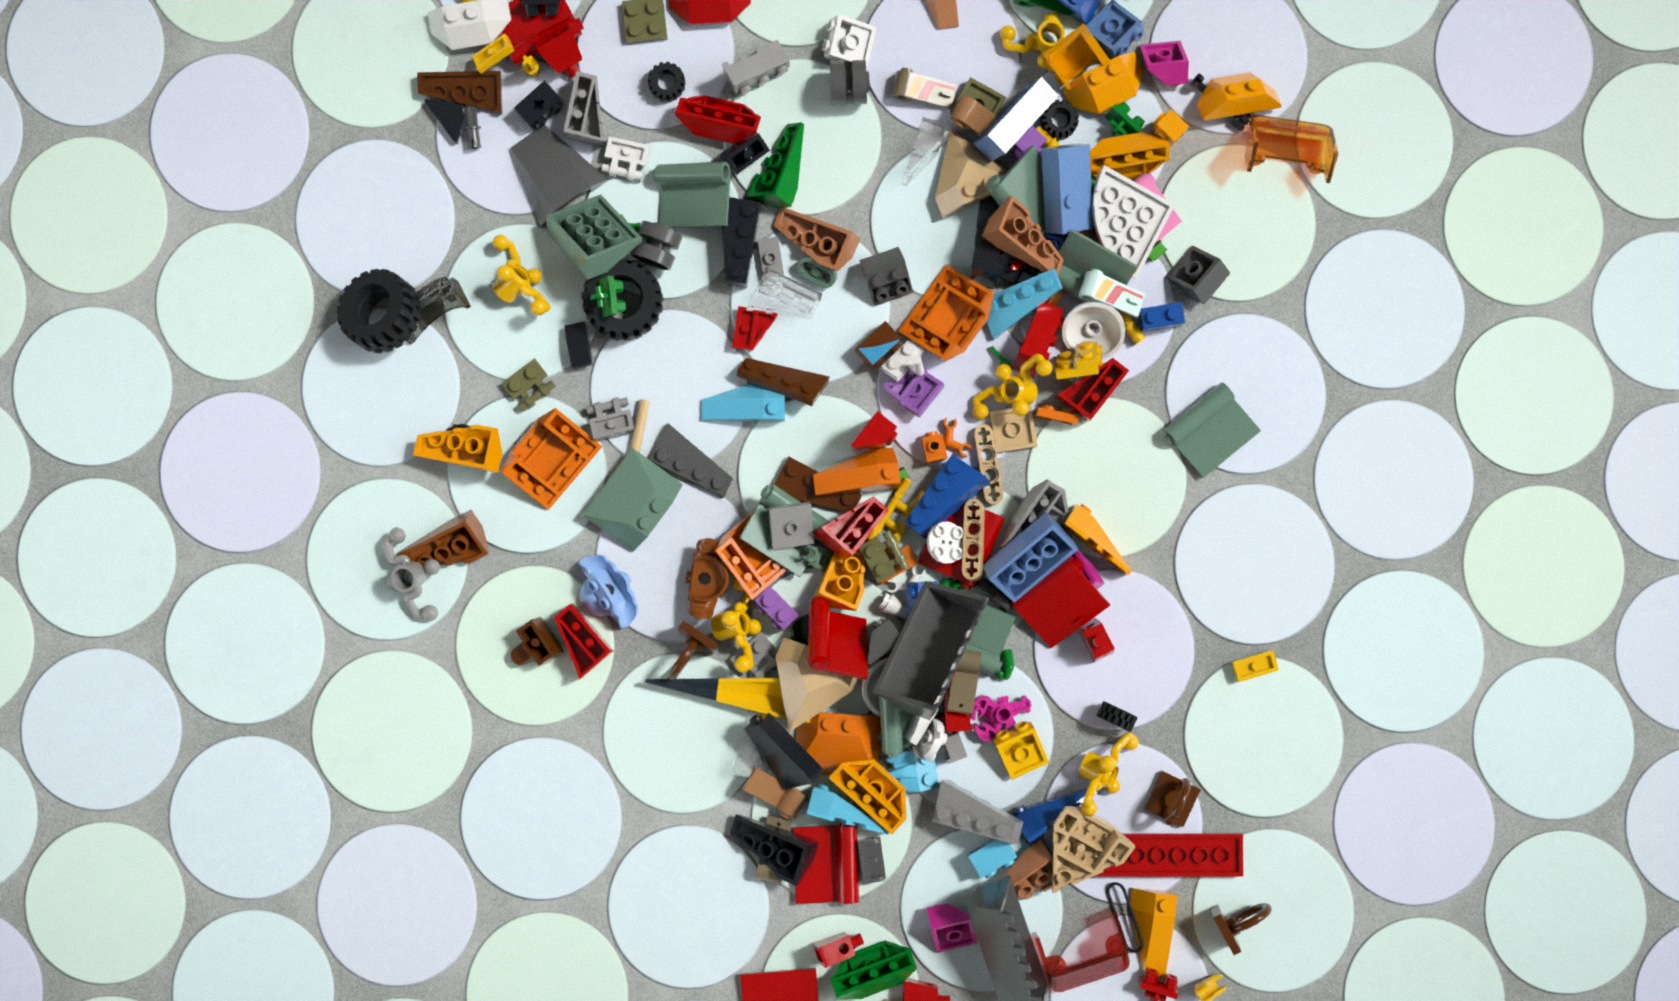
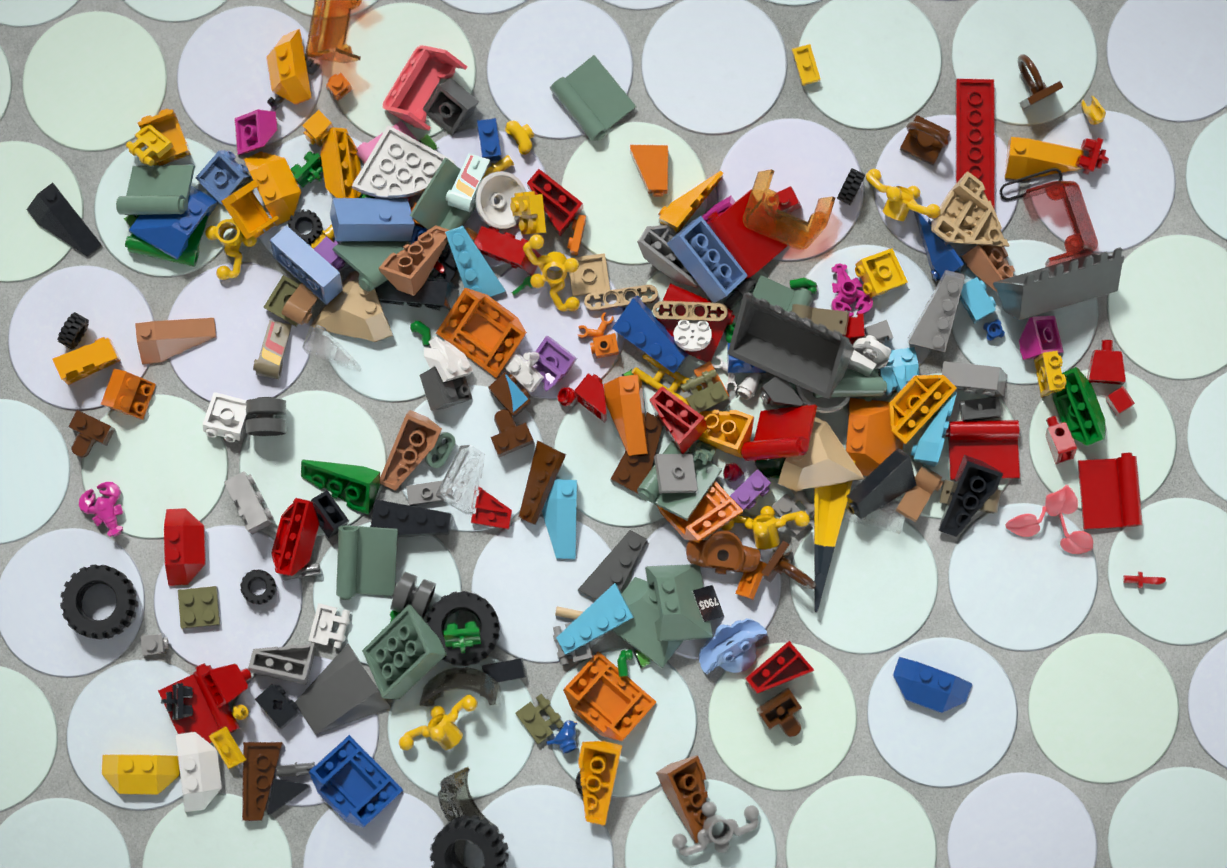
camera: 85 degrees left, 5 degrees down
(457, 189) = (353, 783): none -> blue slope
(508, 413) = (566, 737): none -> blue animal
(566, 805) = (930, 686): none -> blue wedge
(567, 303) = (461, 678): none -> clear smoke windscreen
(589, 472) = (622, 662): none -> green arm
(592, 493) = (641, 659): none -> bright green piece
(634, 446) = (601, 617): none -> medium azure wing
(652, 532) = (676, 602): none -> sand green slope
(653, 563) = (708, 603): none -> black sticker
(677, 609) = (750, 582): none -> orange plate
(684, 134) = (307, 570): none -> dark grey axle
(763, 947) = (1056, 503): none -> coral plant
(797, 588) = (732, 472): none -> dark red plate
(832, 346) = (510, 435): none -> reddish brown brick
(878, 404) = (566, 396): none -> red plate
(904, 855) = (976, 378): none -> light grey wedge
(910, 937) = (1049, 373): none -> yellow plate
(914, 275) = (447, 359): none -> white plate
(948, 250) = (423, 330): none -> green arm
(957, 881) = (997, 326): none -> blue plate
(1078, 619) = (764, 217): none -> clear orange windscreen
(1134, 497) = (652, 167): none -> orange slope
(1168, 352) = (521, 135): none -> yellow piece
(1218, 151) = (338, 86): none -> orange brick
(1222, 237) = (418, 82): none -> coral windscreen

